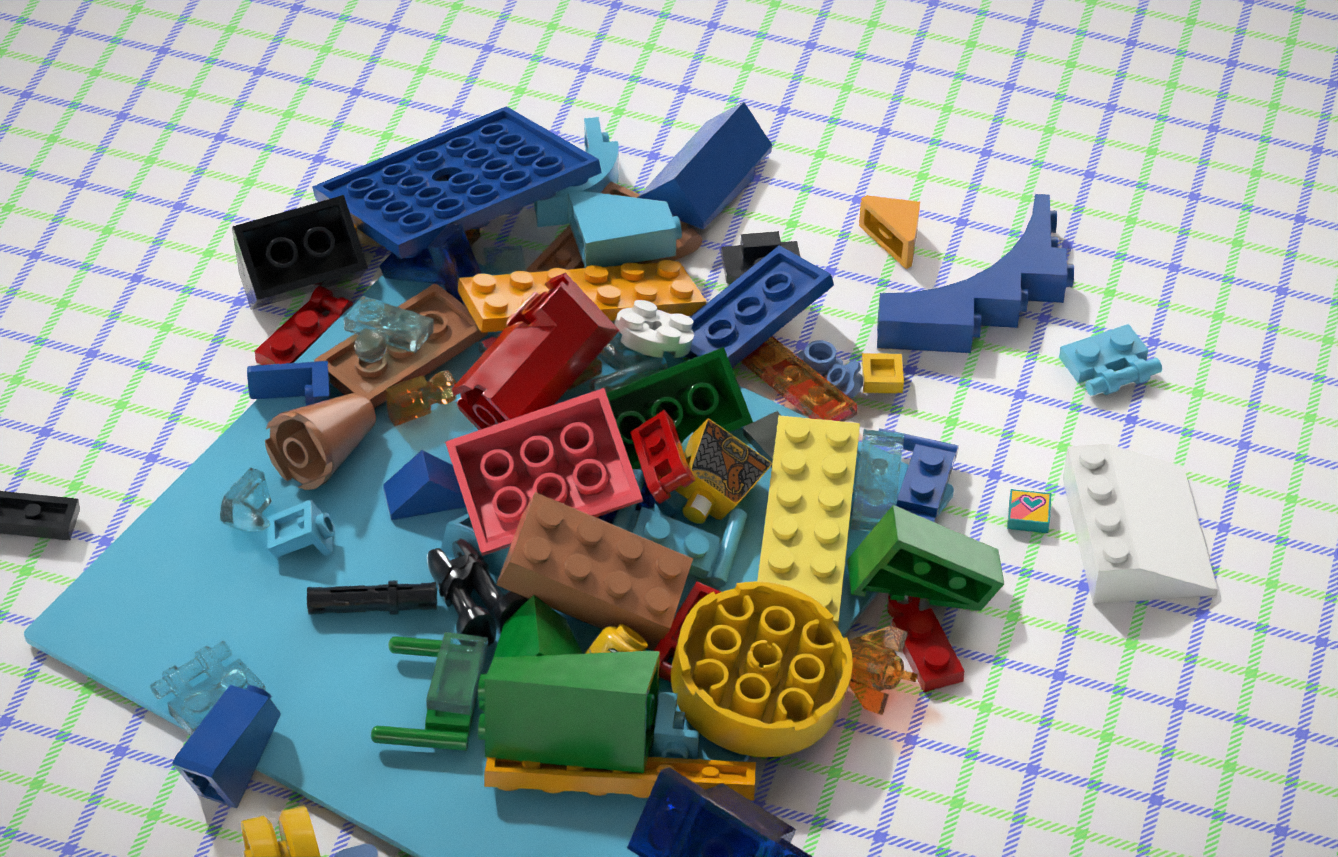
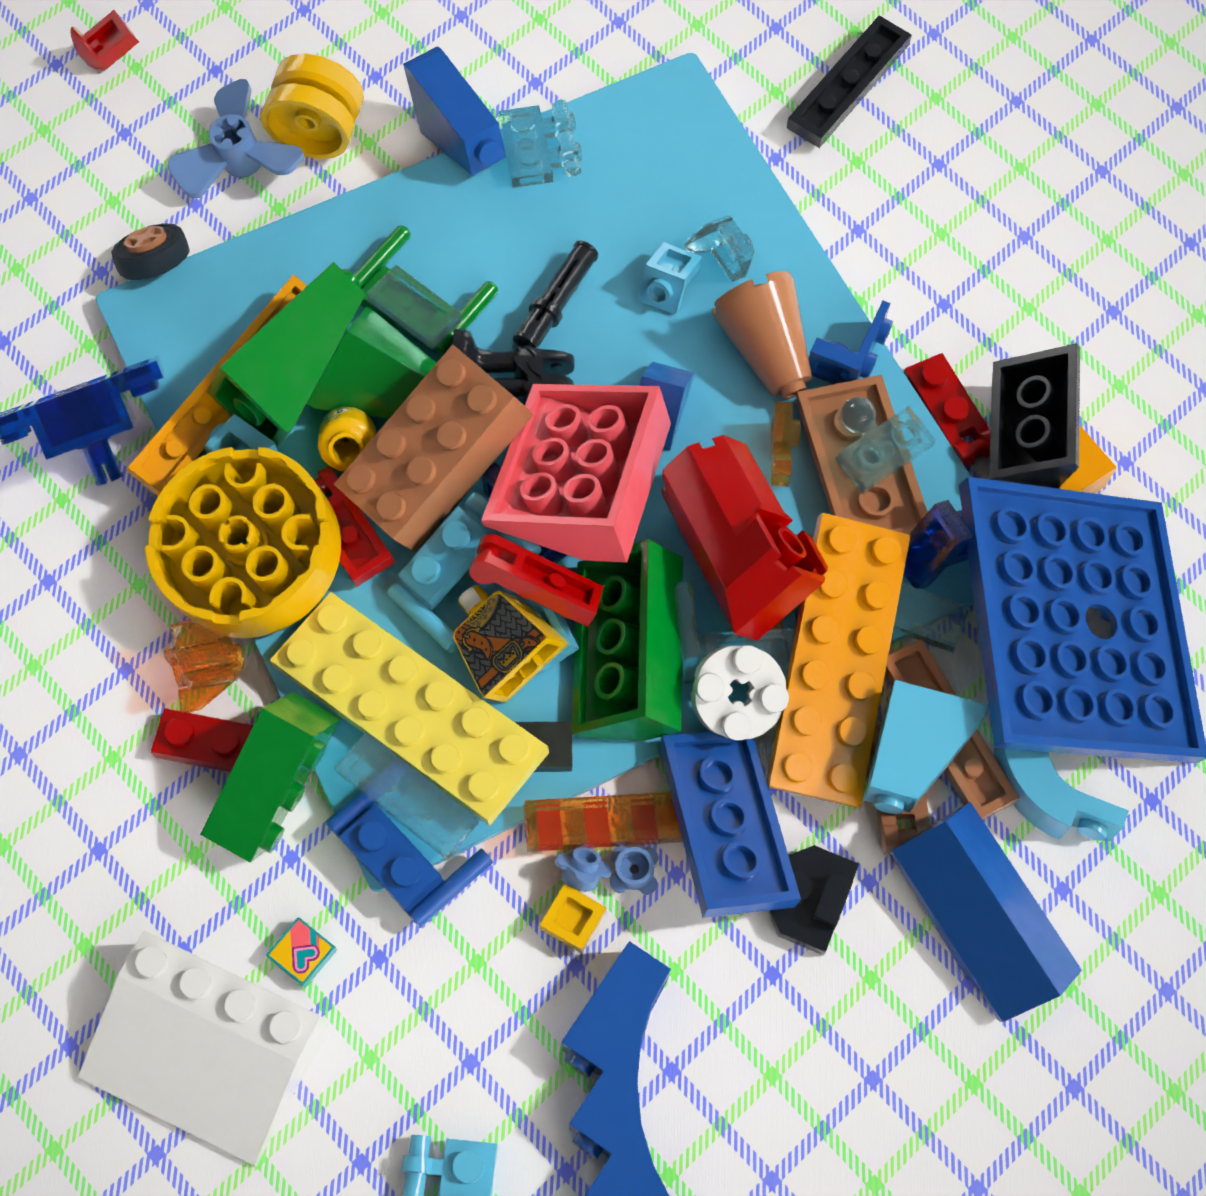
camera: 120 degrees right, 20 degrees up
(892, 225) = (783, 1075): light orange slope -> none

